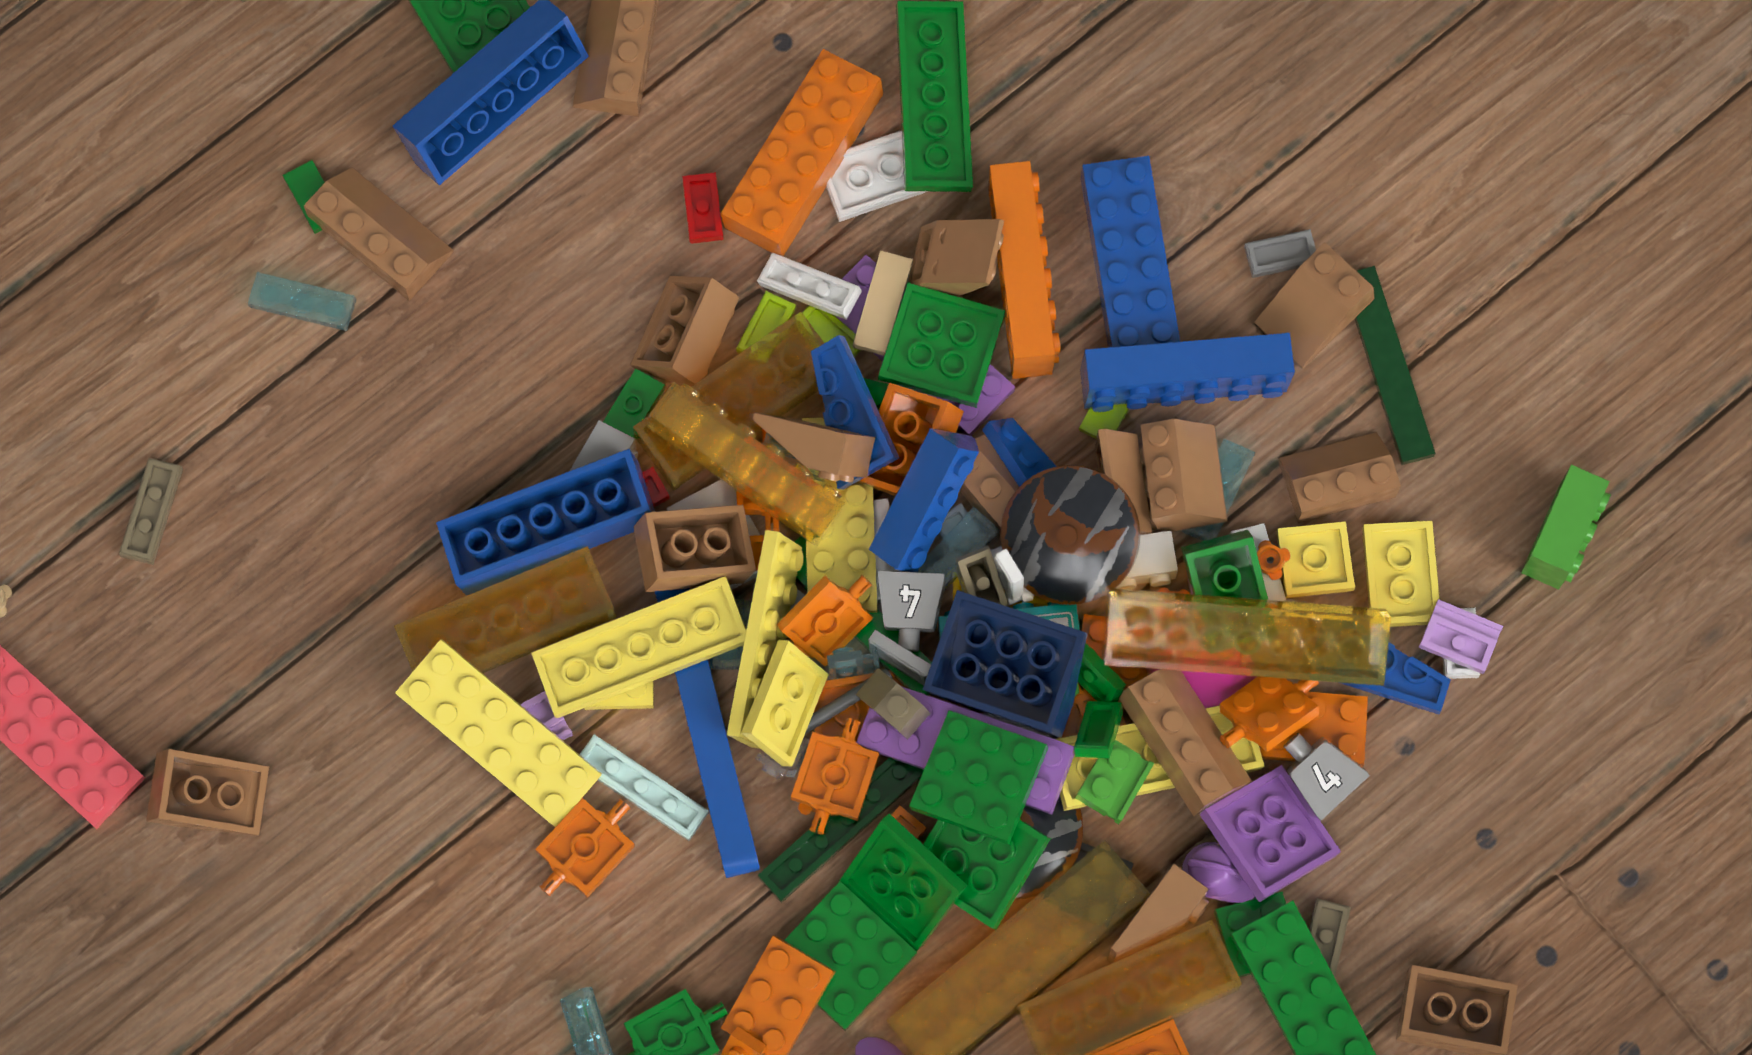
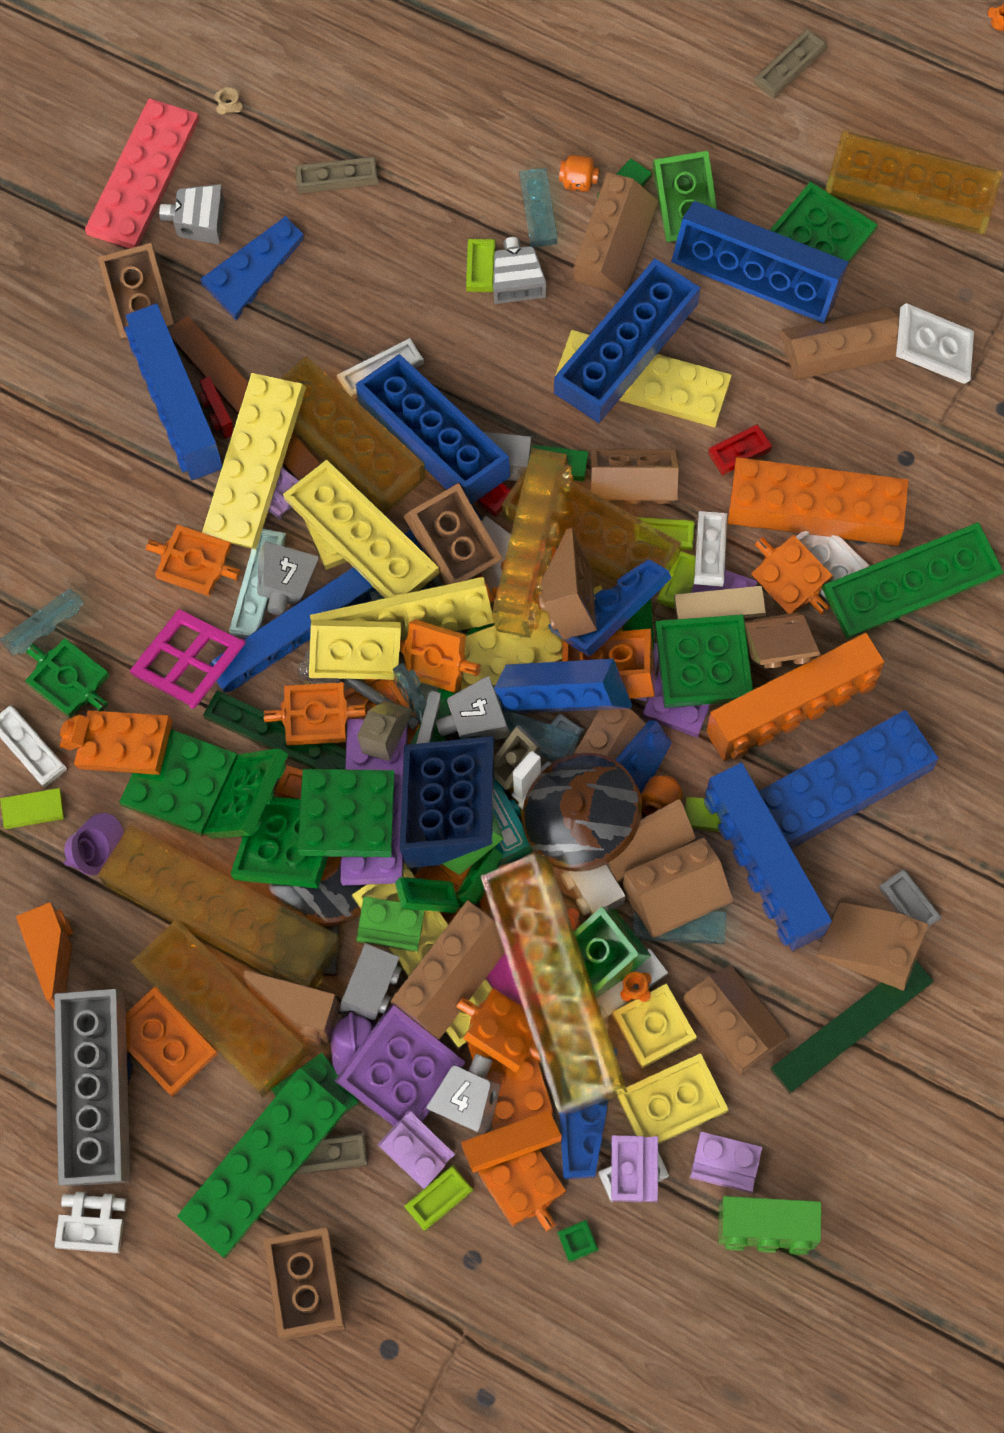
camera: 70 degrees right, 5 degrees down
(134, 688) = (196, 213): none -> light grey torso
(234, 657) = (245, 272): none -> blue wing
(278, 239) = (578, 173): none -> orange head
(345, 394) = (480, 265): none -> lime tile
(357, 135) = (680, 183): none -> bright green slope
(368, 794) = (172, 392): none -> blue brick
(378, 357) = (517, 273): none -> light grey torso
(378, 729) = (232, 386): none -> dark orange tile
(418, 754) = (211, 399): none -> red plate
(429, 556) = (356, 373): none -> white tile
(530, 269) = (626, 340): none -> blue brick
(568, 275) = (670, 386): none -> light yellow plate
(652, 752) = (283, 575): none -> light grey torso
(706, 894) = (186, 658): none -> dark pink window
(875, 215) = (792, 575): none -> orange plate
(1071, 448) = (659, 793): none -> orange head
(1165, 828) = (370, 982): none -> light grey slope
(1356, 850) = (416, 1149): none -> lavender plate
(1386, 748) = (511, 1141): none -> orange tile
(1412, 847) = (438, 1198): none -> lime tile
(1427, 757) = (524, 1188): none -> orange plate
(1481, 547) = (726, 1162): none -> lavender plate
(1507, 725) = (577, 1241): none -> green tile

